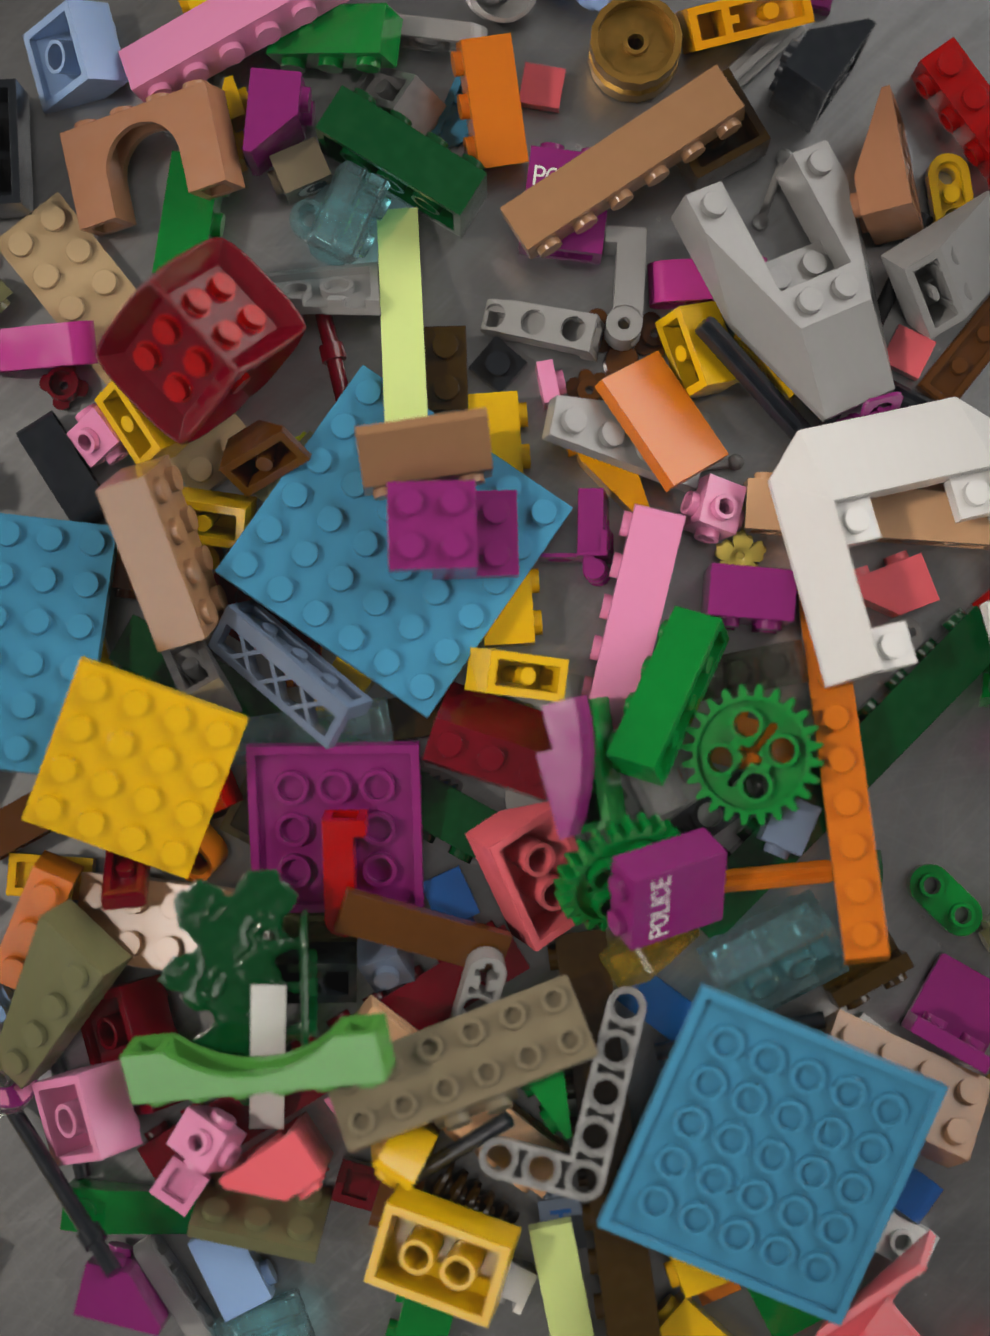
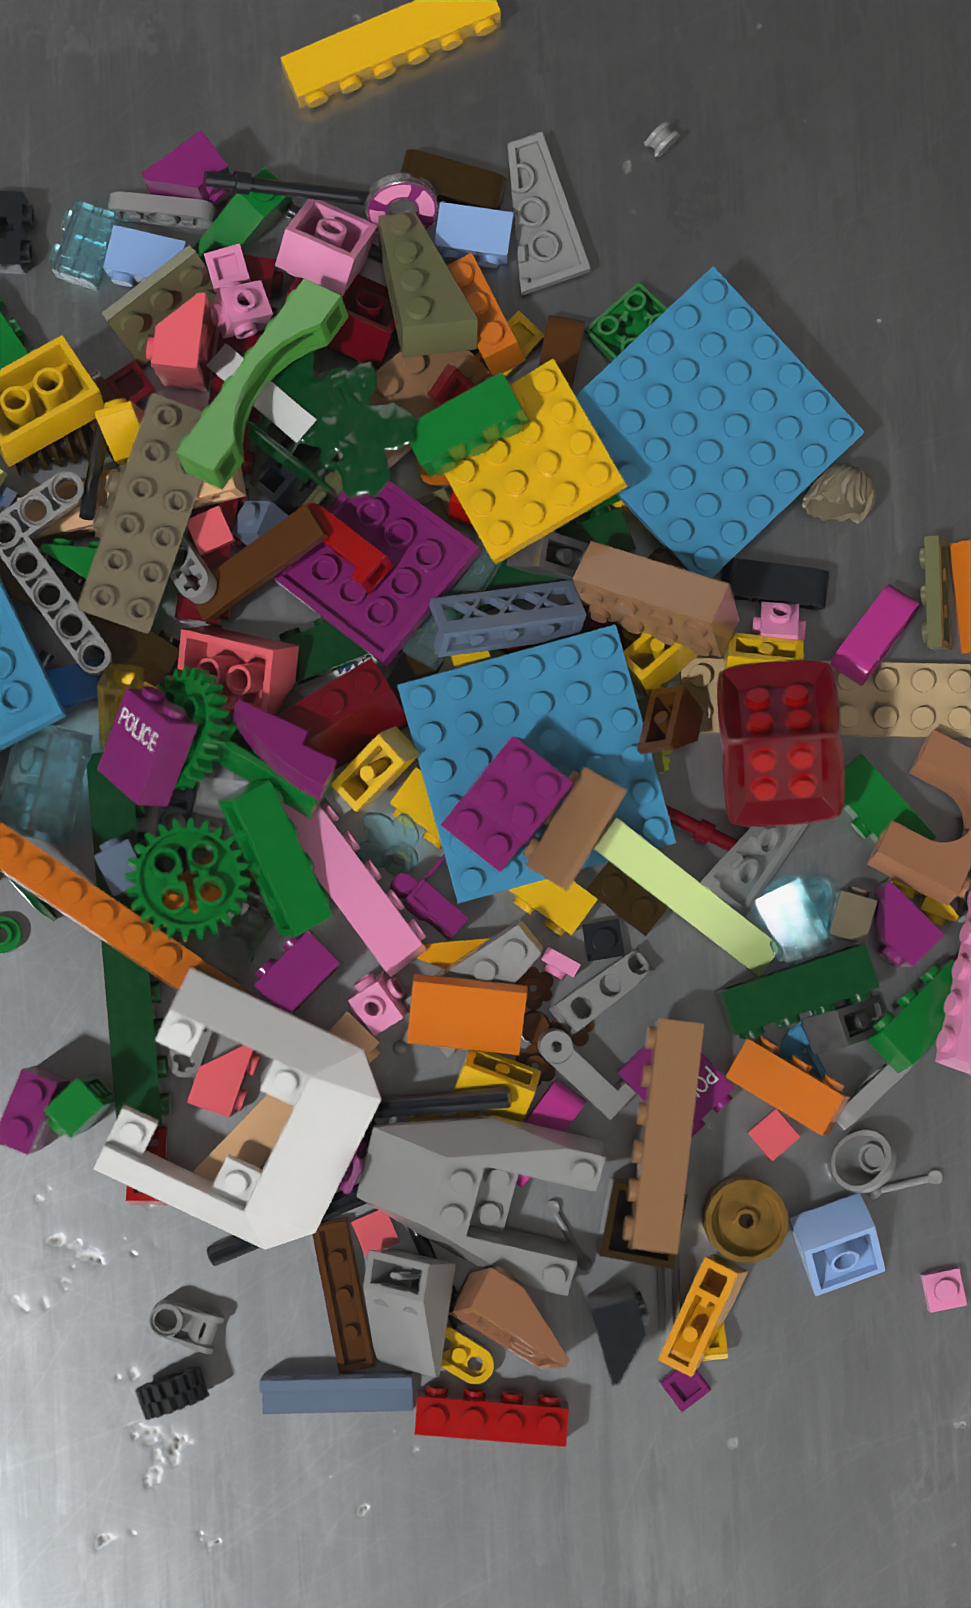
camera: 125 degrees right, 0 degrees up
(63, 397) = (829, 623): dark red plate -> none
(143, 843) = (467, 425): none -> green brick
(428, 999) = (210, 530): none -> coral tile
(451, 894) = (267, 606): blue brick -> none
(568, 619) = (387, 839): none -> clear light blue plate
(741, 551) = (332, 995): light yellow plant -> none
(778, 876) = (96, 830): orange axle -> none

